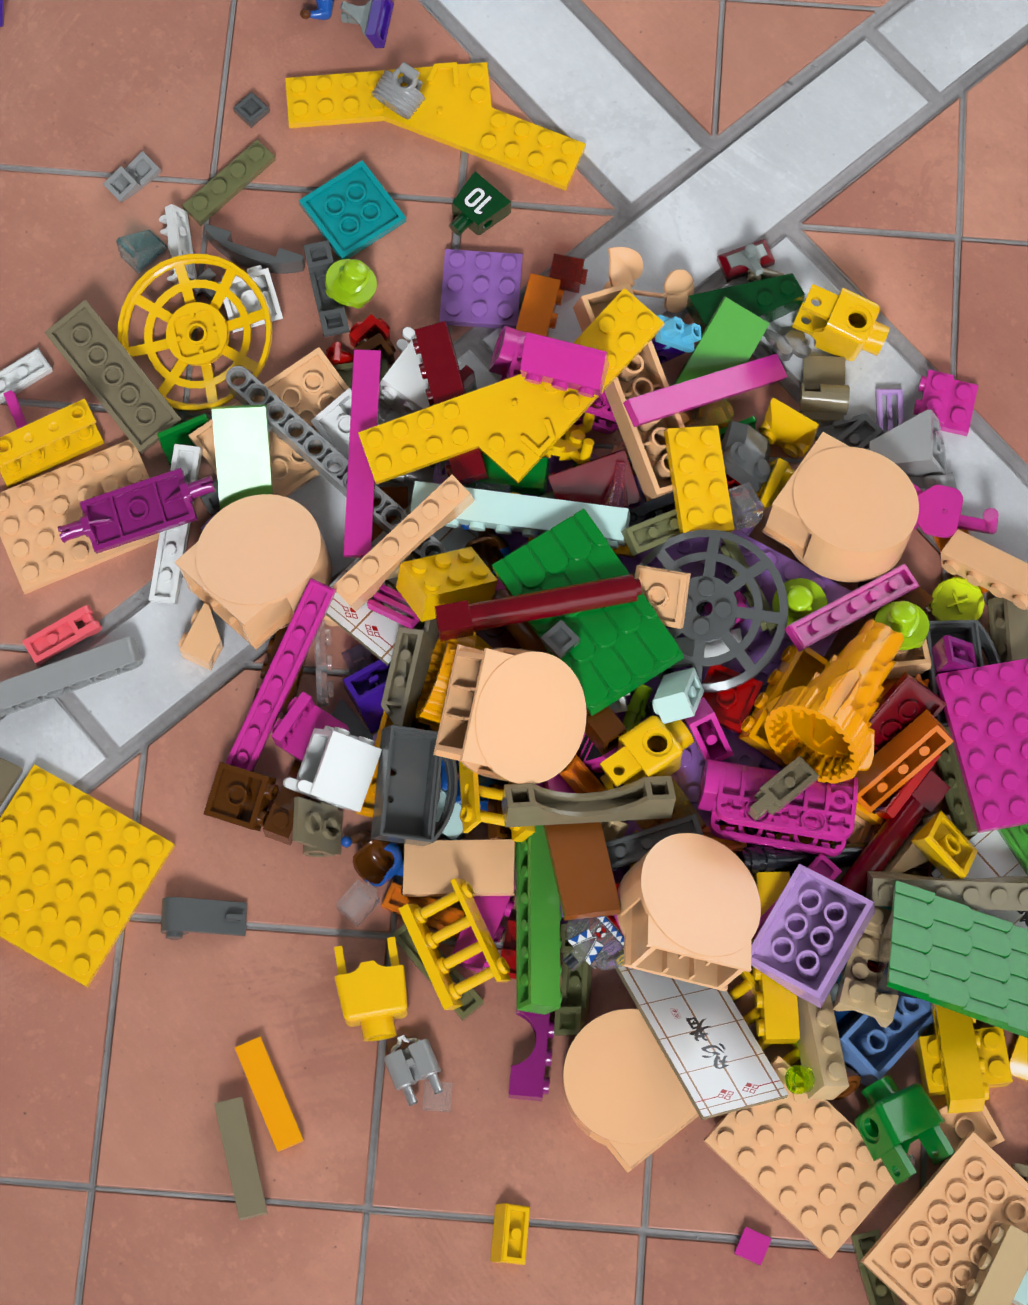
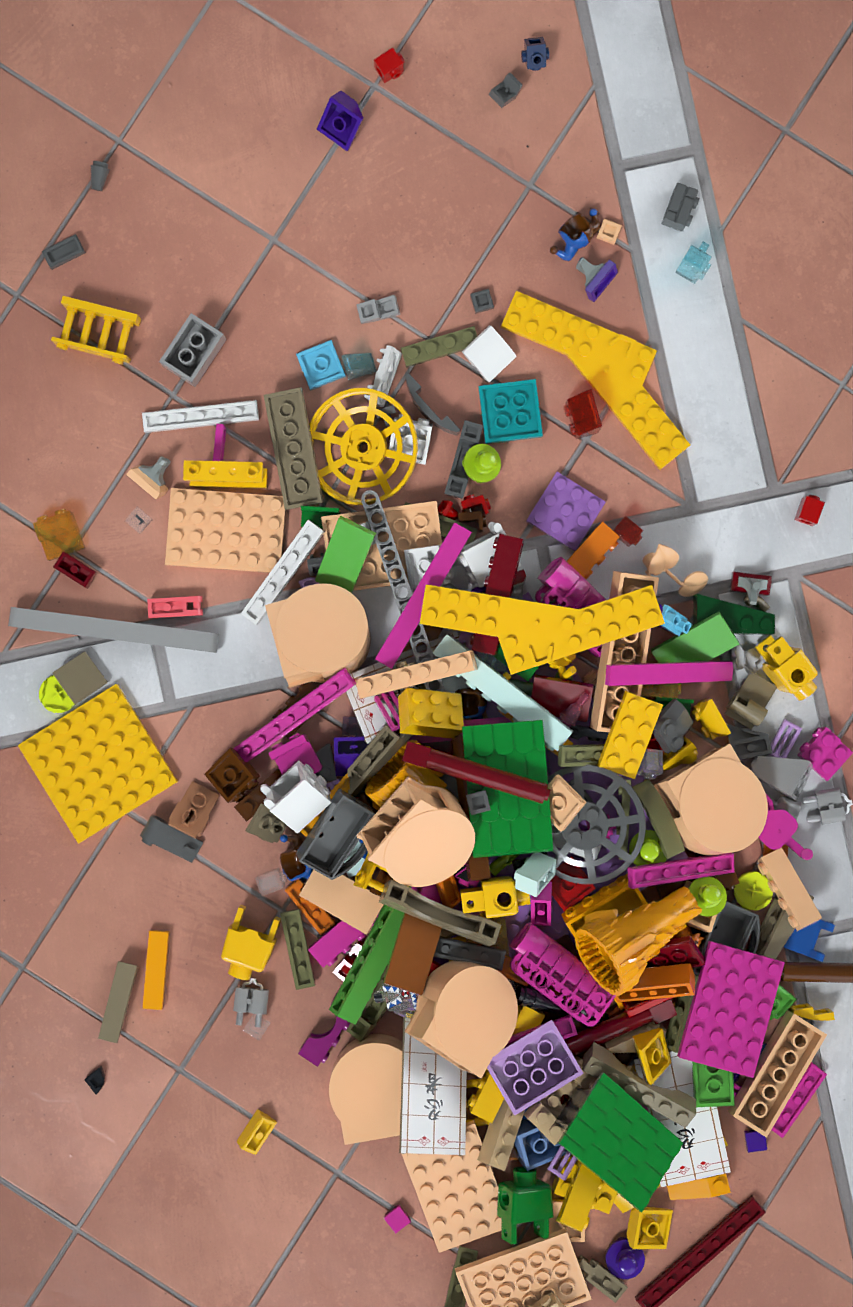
camera: 30 degrees right, 15 degrees up
(95, 272) = (320, 365): none -> medium azure tile
(137, 510) = (261, 553): magenta plate -> none
(202, 642) = (261, 659): light nougat slope -> none
(214, 865) = (193, 811): none -> nougat piece
(264, 1280) = (96, 1080): none -> black tile
(291, 159) = (489, 353): none -> white slope
(323, 664) = (328, 716): clear plate -> none
(398, 98) = (580, 348): light grey piece -> none
(427, 943) = (295, 949): yellow fence -> none
(440, 168) = (583, 415): none -> clear red slope
(478, 206) = (594, 453): dark green torso -> none
(564, 365) = (580, 621): dark pink slope -> none
(765, 145) = (809, 510): none -> red brick
(783, 788) = (566, 976): dark tan hinge -> none
(795, 559) = (660, 818): none -> olive slope
(799, 1079) = (477, 1148): clear neon green tile -> none
(928, 1036) = (558, 1172): none -> lavender tile
(953, 655) = (728, 935): magenta slope -> none
(987, 458) = (829, 805): none -> light grey piece

